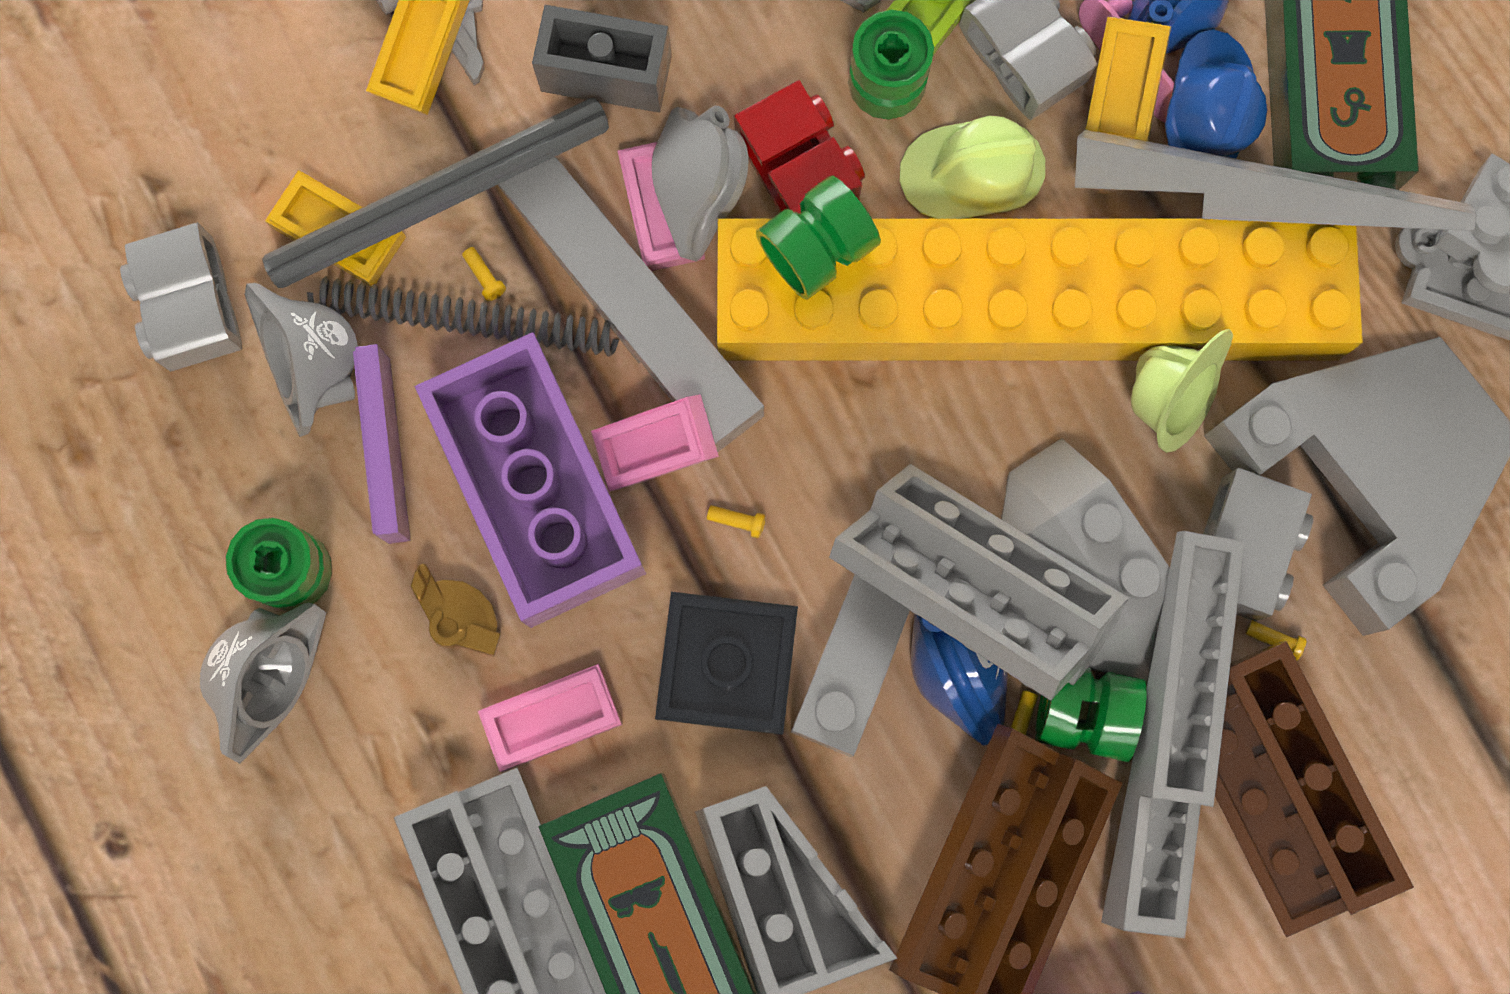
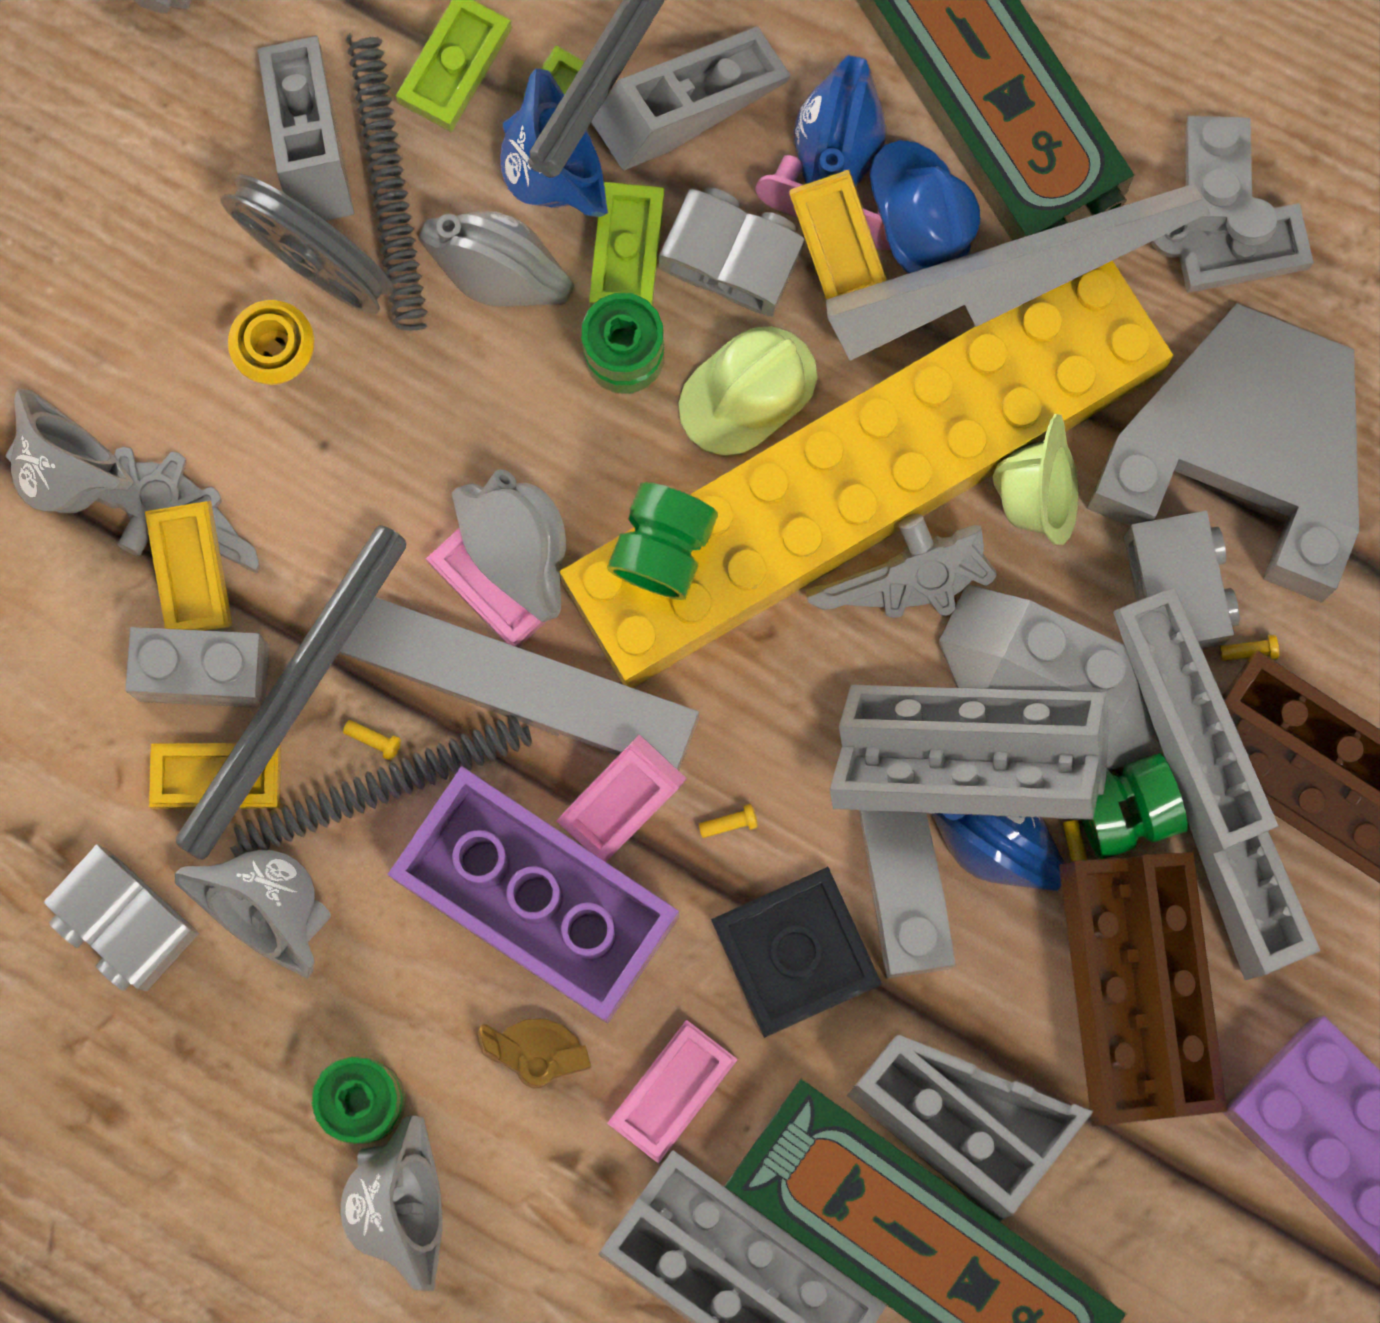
camera: 30 degrees left, 0 degrees up
(371, 126) = (197, 667): none -> light grey brick
(381, 444) = (380, 943): medium lavender tile -> none
(602, 58) = (367, 486): dark grey brick -> none
(793, 148) = (589, 470): red piece -> none
(1027, 406) = (922, 574): none -> light grey piece

